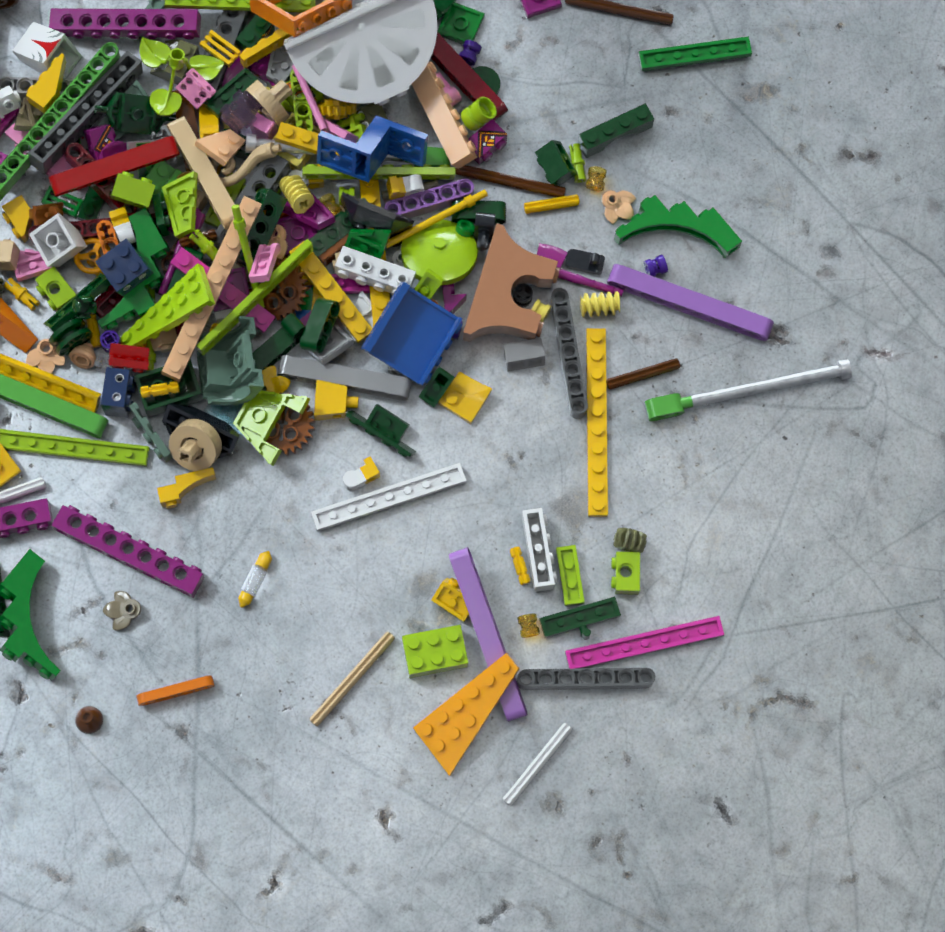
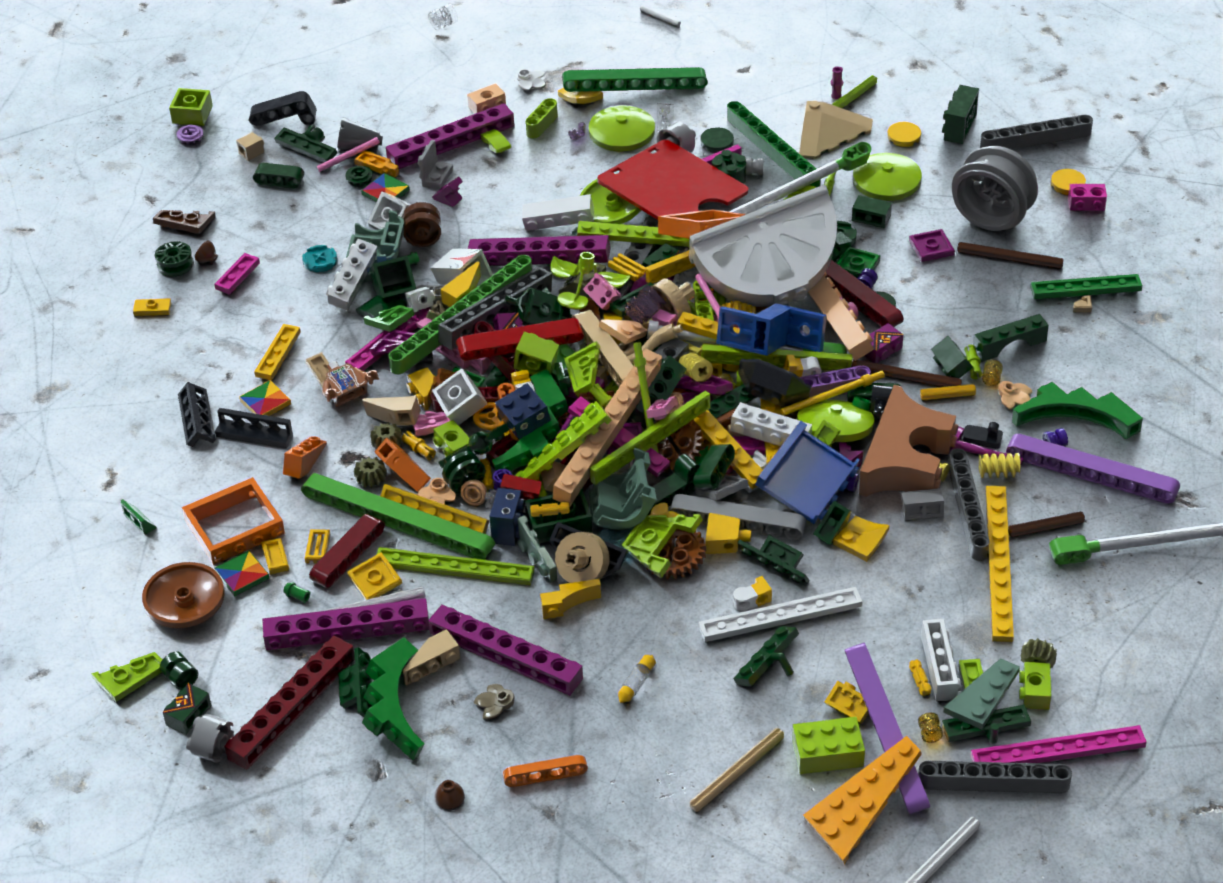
camera: 10 degrees right, 30 degrees down
(60, 560) = (433, 655): none -> tan slope
(368, 241) = (767, 400): green wing -> none
(377, 548) = (770, 652): none -> dark green plate
(478, 113) = (877, 312): lime wheel -> none
(576, 591) = (983, 695): none -> sand green wing
(691, 77) = (1083, 305): none -> tan tile

